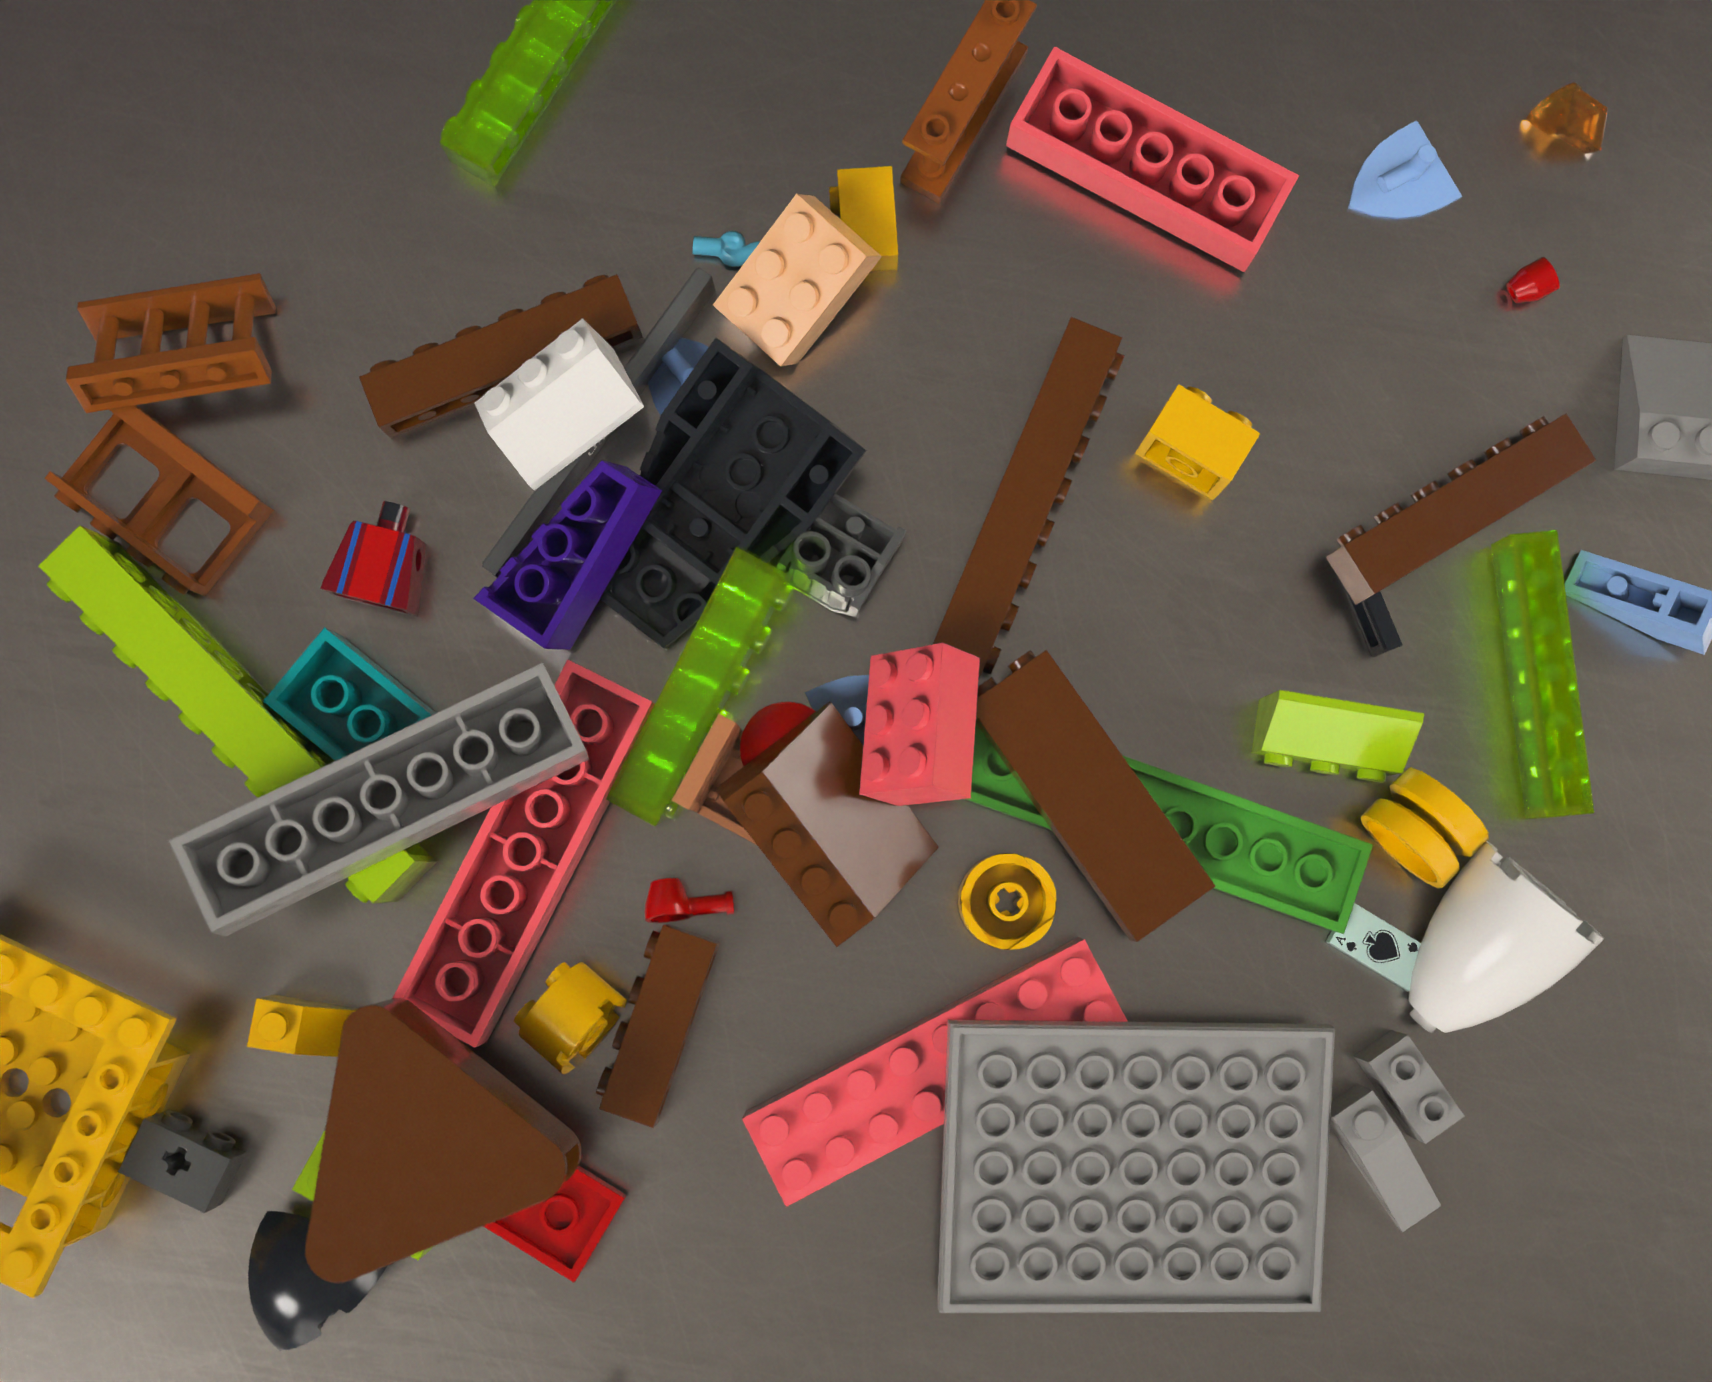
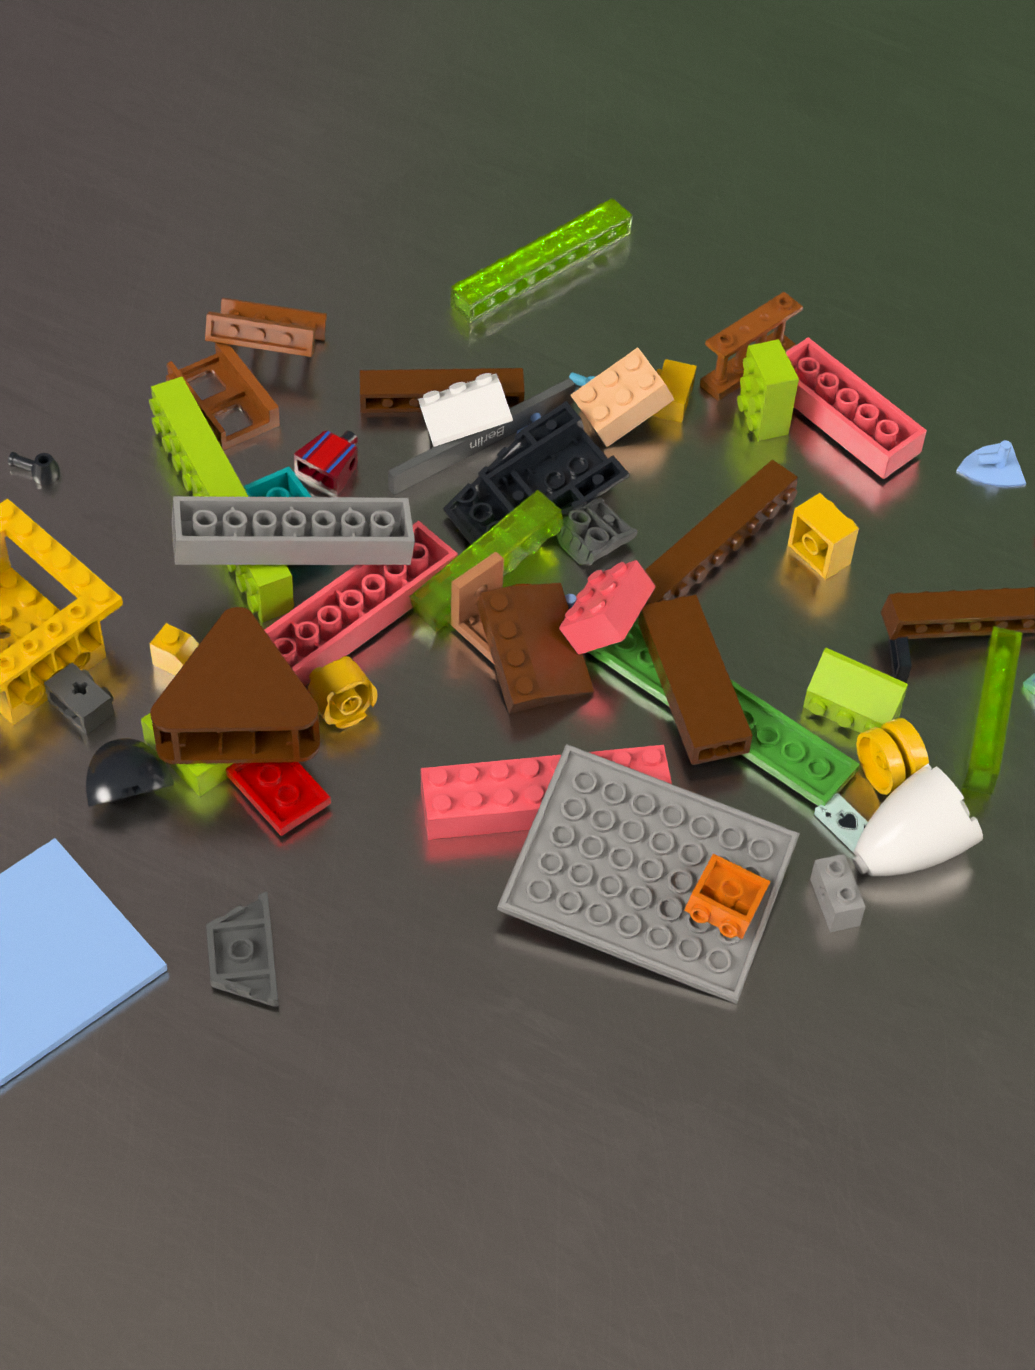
camera: 15 degrees right, 30 degrees down
(572, 558) = (445, 475): dark purple wedge -> none
(658, 1025) = (389, 720): reddish brown brick -> none
(670, 903) = (422, 668): red bar -> none
(1026, 185) = (768, 390): none -> lime brick
(1033, 906) = (624, 718): yellow brick -> none
(1269, 1188) = (726, 897): none -> orange plate
(1382, 1156) = (807, 927): light grey slope -> none

